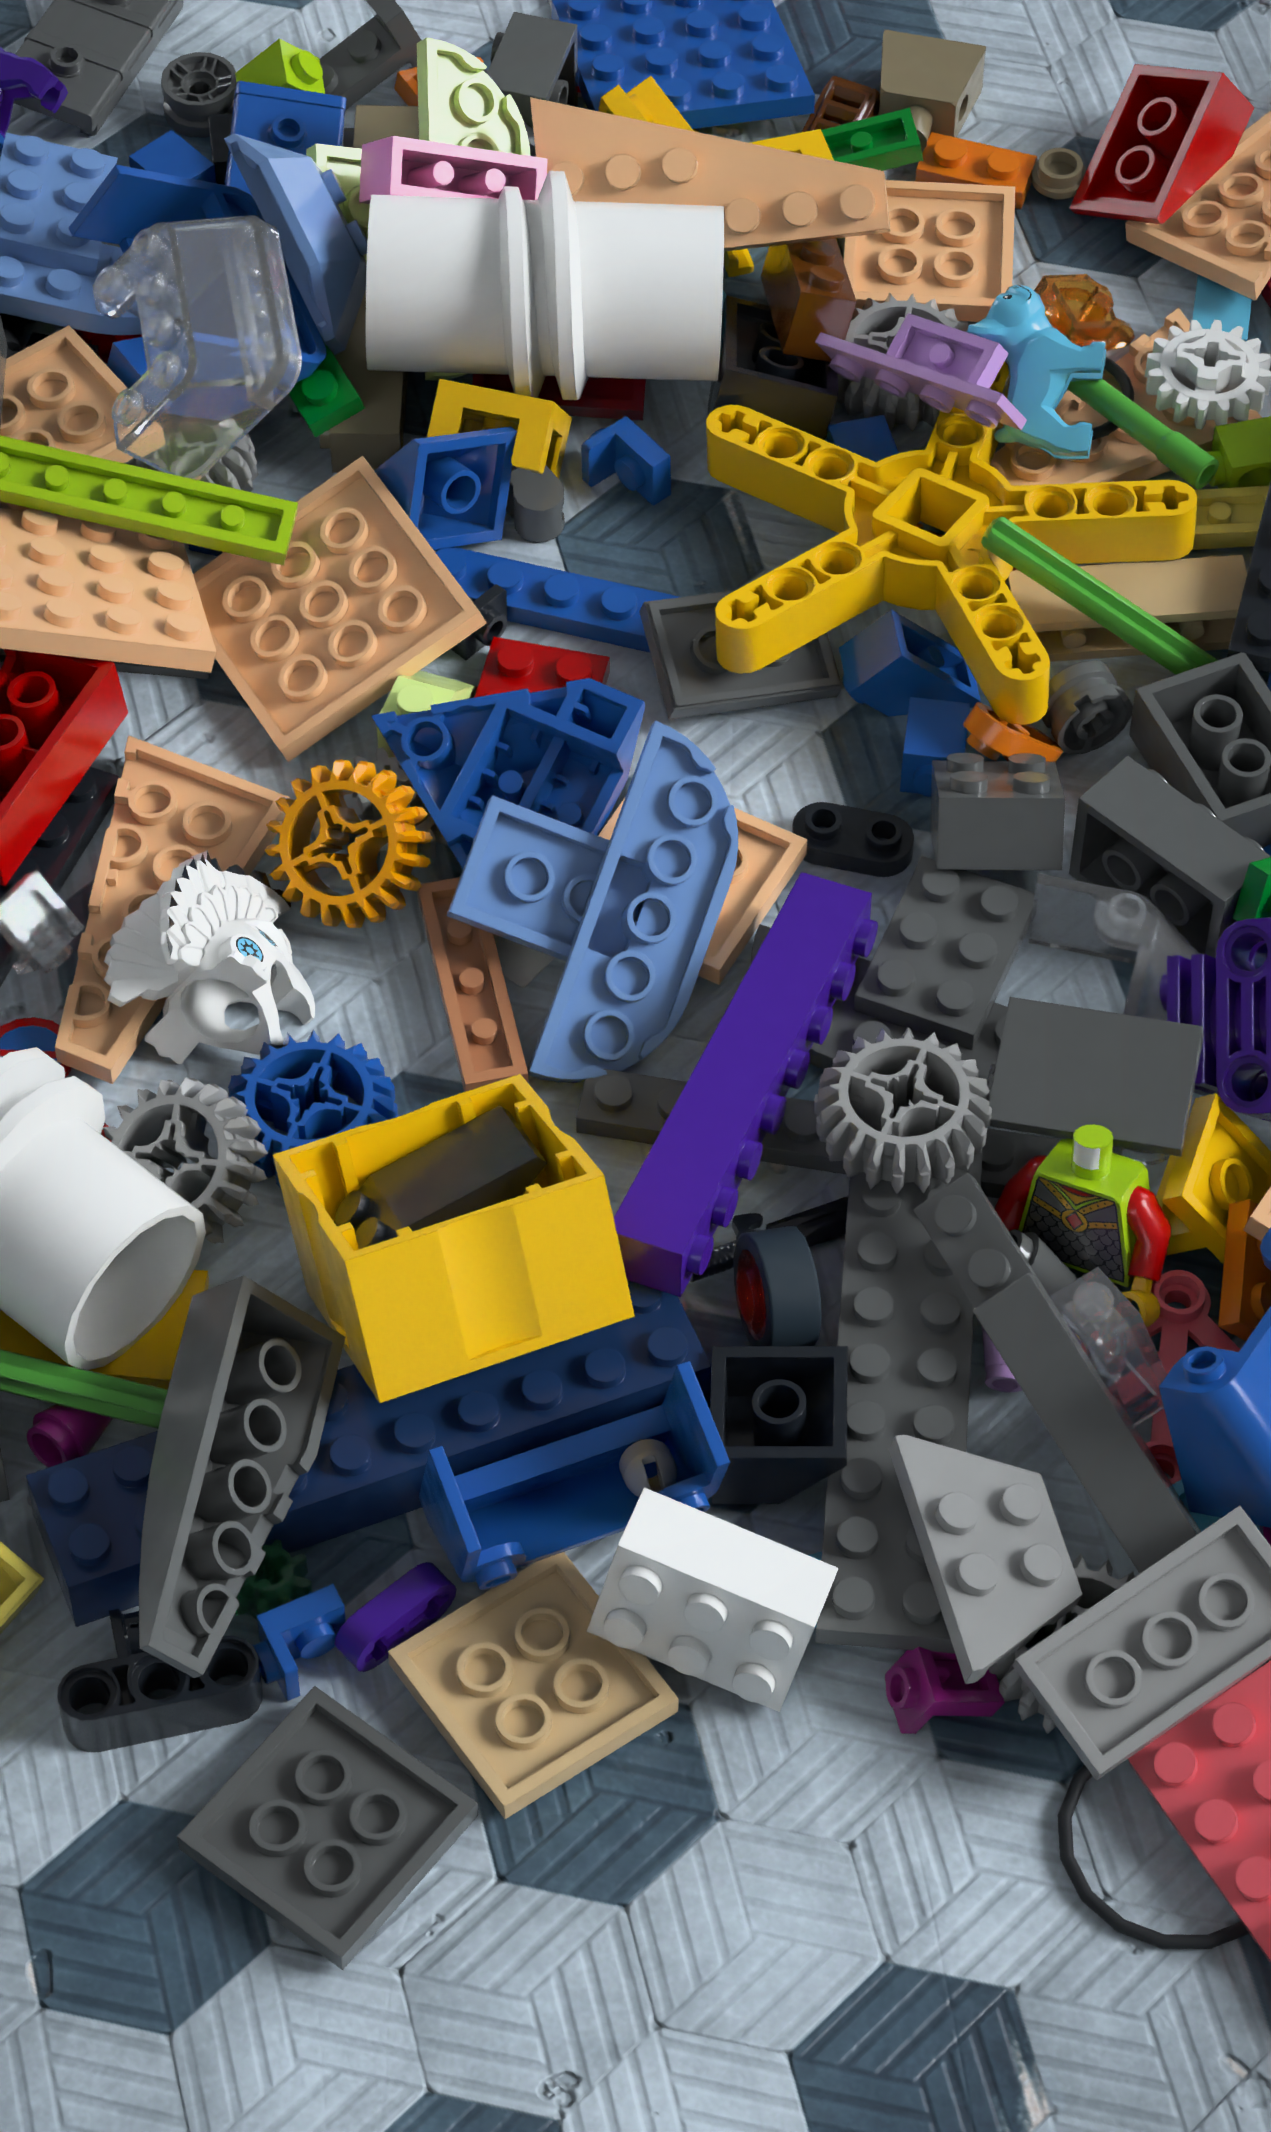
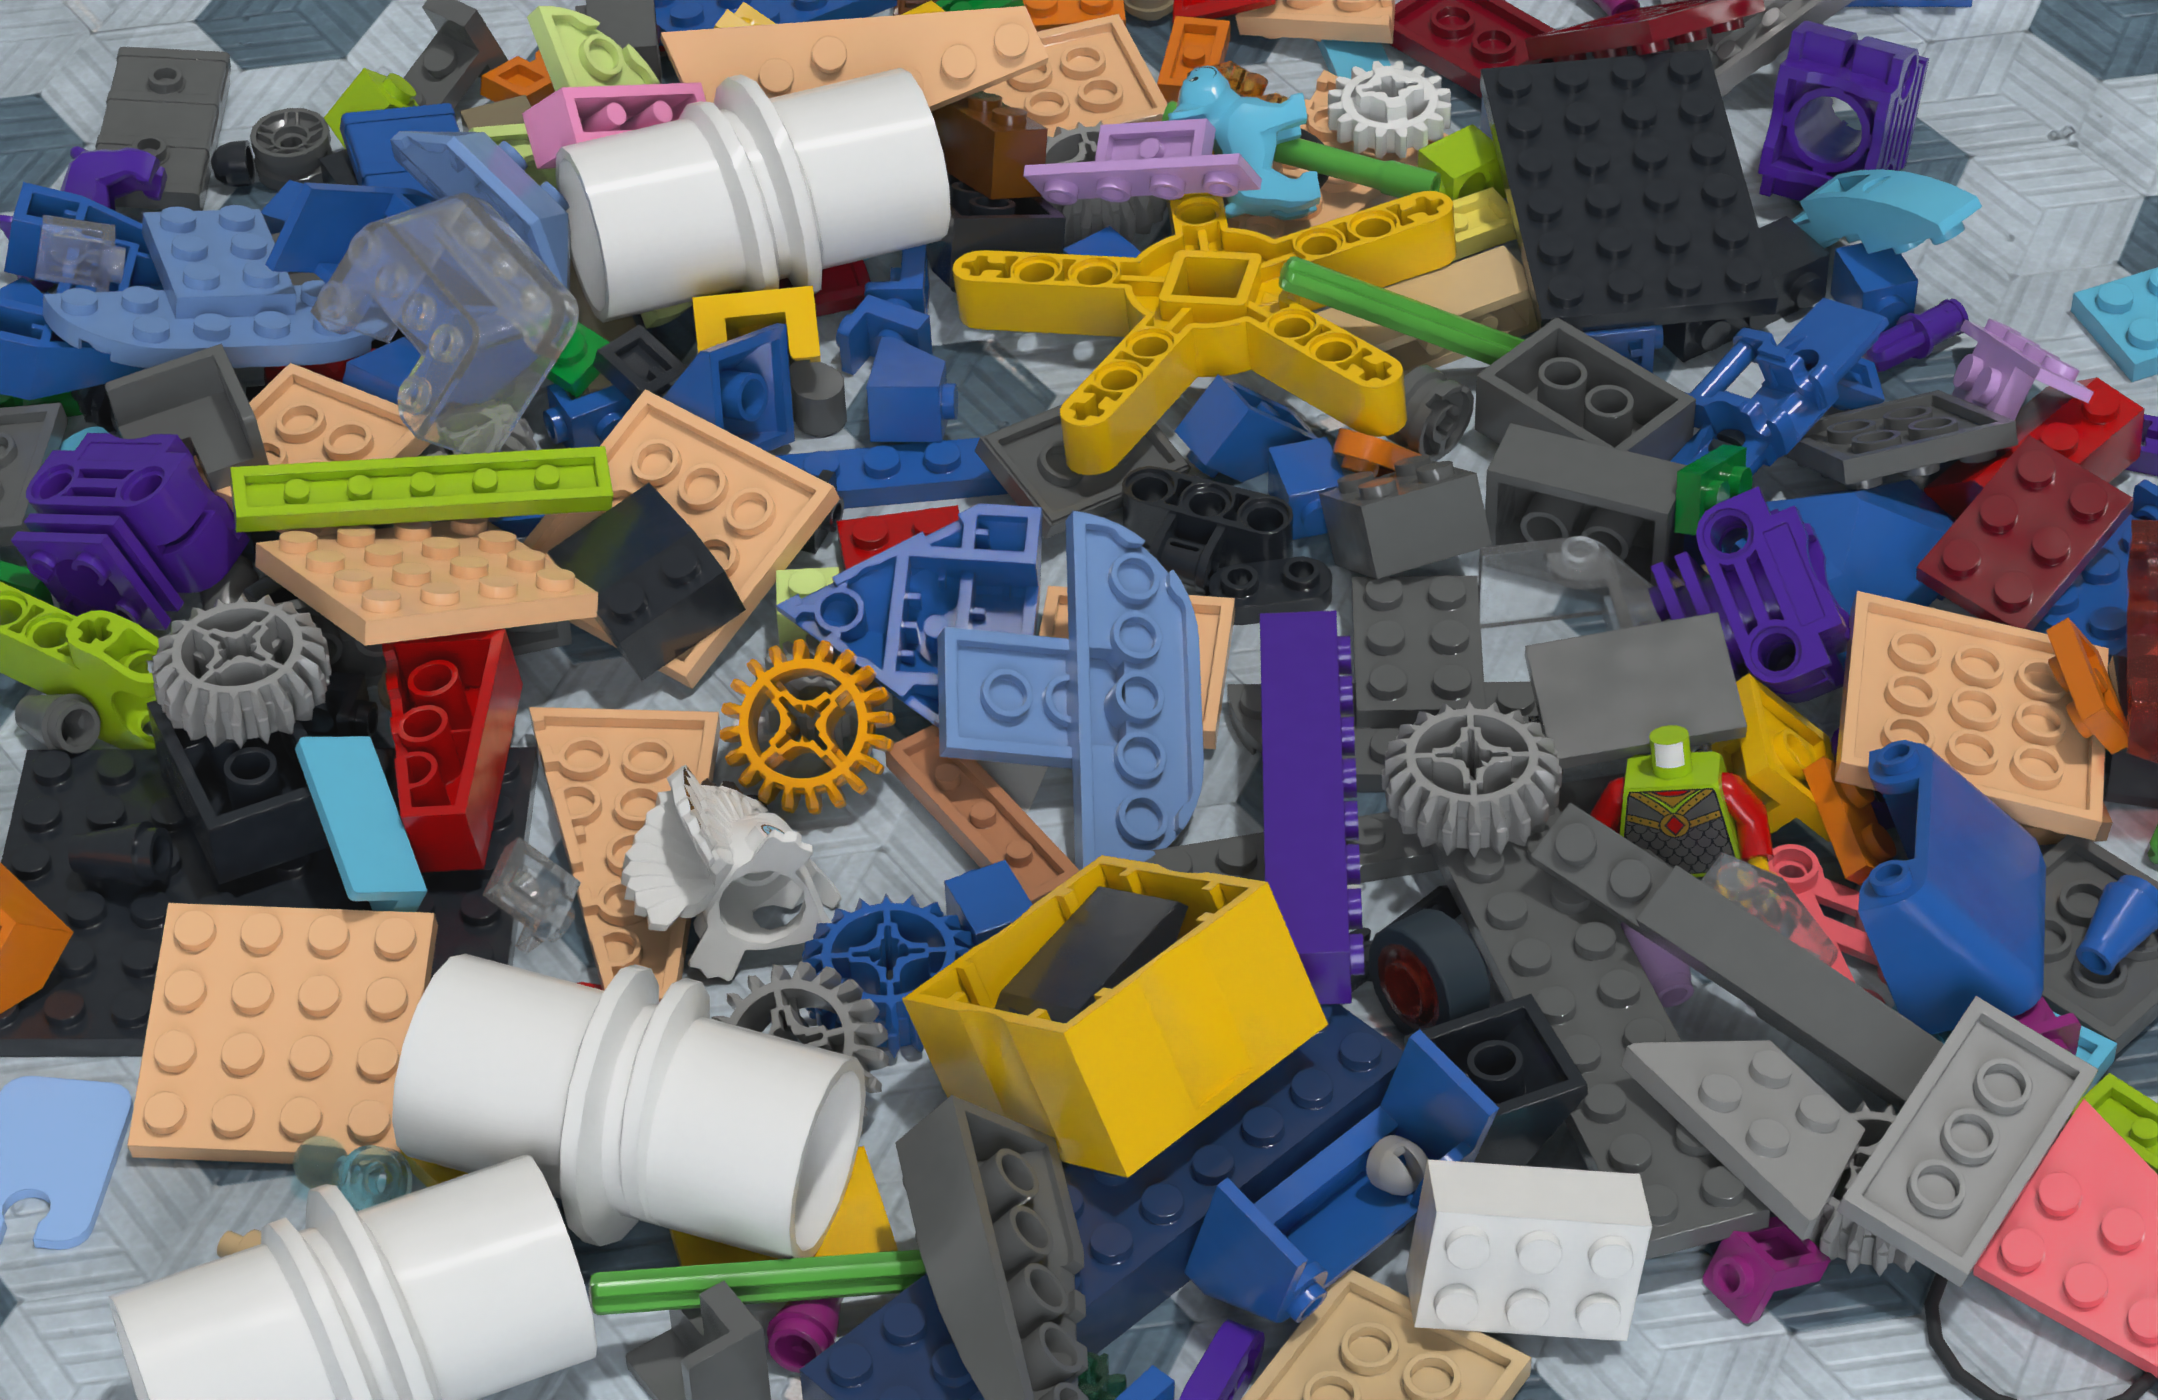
camera: 20 degrees left, 10 degrees down
(143, 93) = (234, 164): none -> black hinge
(279, 647) = (651, 578): none -> black slope
(321, 457) = (585, 419): none -> blue bracket
(375, 425) = (638, 363): none -> black bracket
(424, 1072) = (986, 900): none -> blue brick
(610, 530) = (909, 394): none -> blue slope
(676, 420) = (908, 284): none -> blue bracket
(815, 755) = (1203, 523): none -> black piece
(1069, 247) = (1191, 45): none -> orange plate

